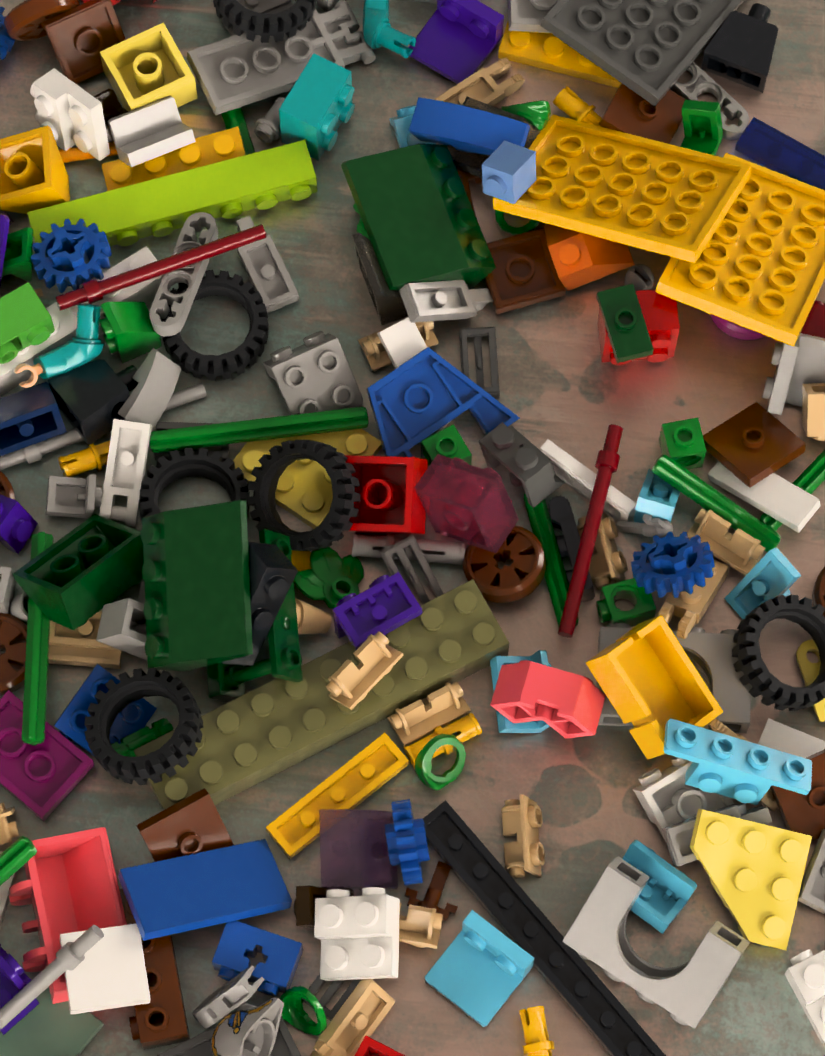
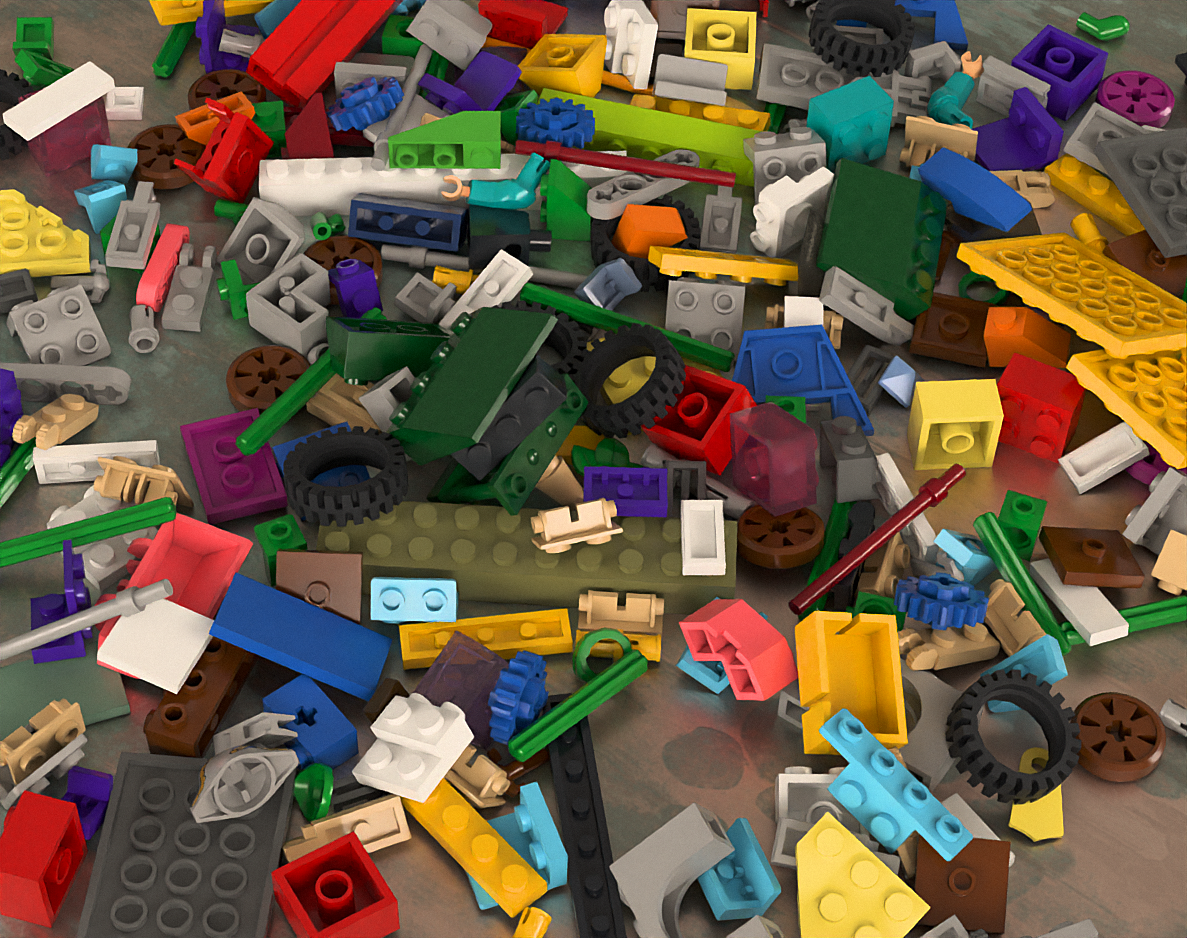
camera: 30 degrees right, 20 degrees down
(124, 811) = (275, 535): none -> green bracket
(155, 386) = (554, 253): light grey slope -> none
(214, 395) = (609, 284): none -> sand blue bracket
(215, 320) = (646, 227): none -> orange slope
(266, 800) = (414, 599): none -> bracket
(294, 185) = (784, 154): none -> light grey bracket
(302, 319) = (709, 264): none -> yellow plate
(323, 232) = (785, 211): none -> white plate
(417, 74) = (927, 136): none -> tan hinge
(453, 818) = (577, 705): none -> green axle
(457, 983) = (478, 848): none -> yellow plate
(461, 615) = (702, 537): none -> white tile
(508, 350) = (900, 381): none -> light blue slope
(509, 172) = (987, 227): medium blue brick -> none
(527, 853) = (647, 754): tan hinge -> none
(535, 112) = (1048, 214): green piece -> none
(581, 379) = (954, 424): none -> light yellow brick
(624, 323) = (1020, 380): dark green plate -> none
(706, 343) = (1103, 457): none -> white tile

